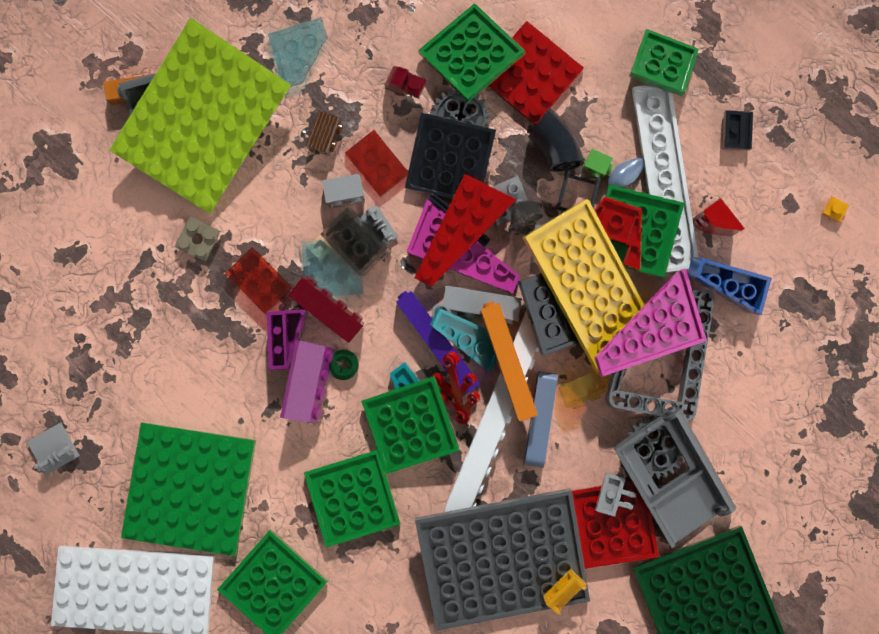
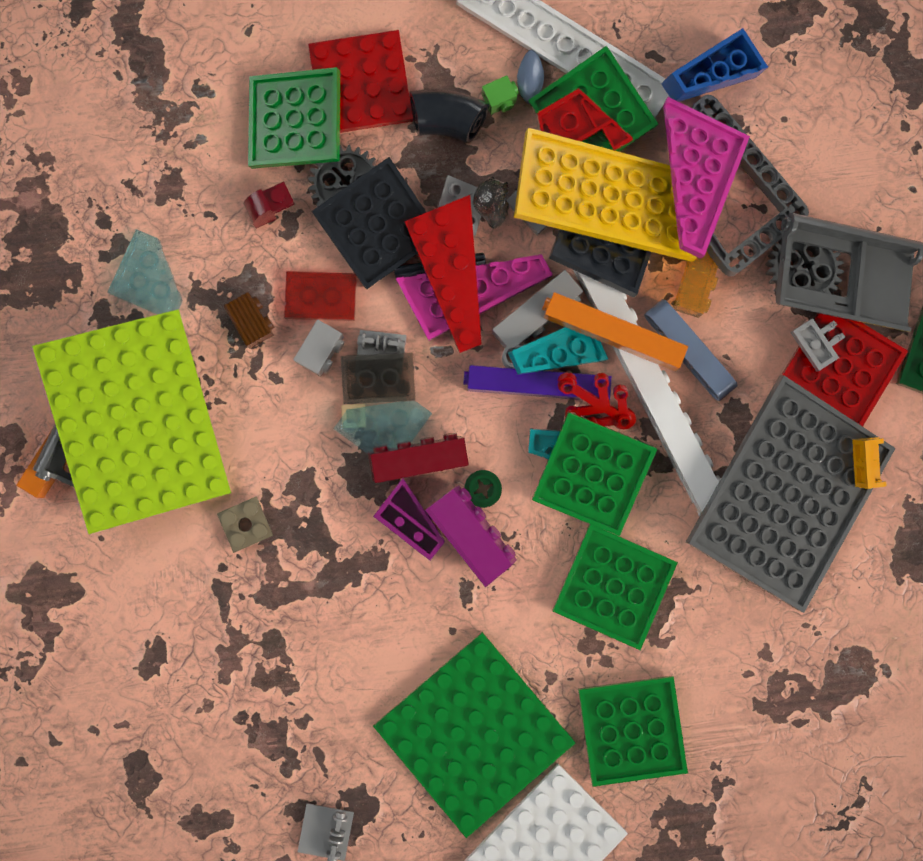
camera: 50 degrees left, 0 degrees up
(259, 280) = (335, 500): clear red plate -> none
(567, 175) = (487, 130): black piece -> none
(718, 220) = (647, 29): red slope -> none

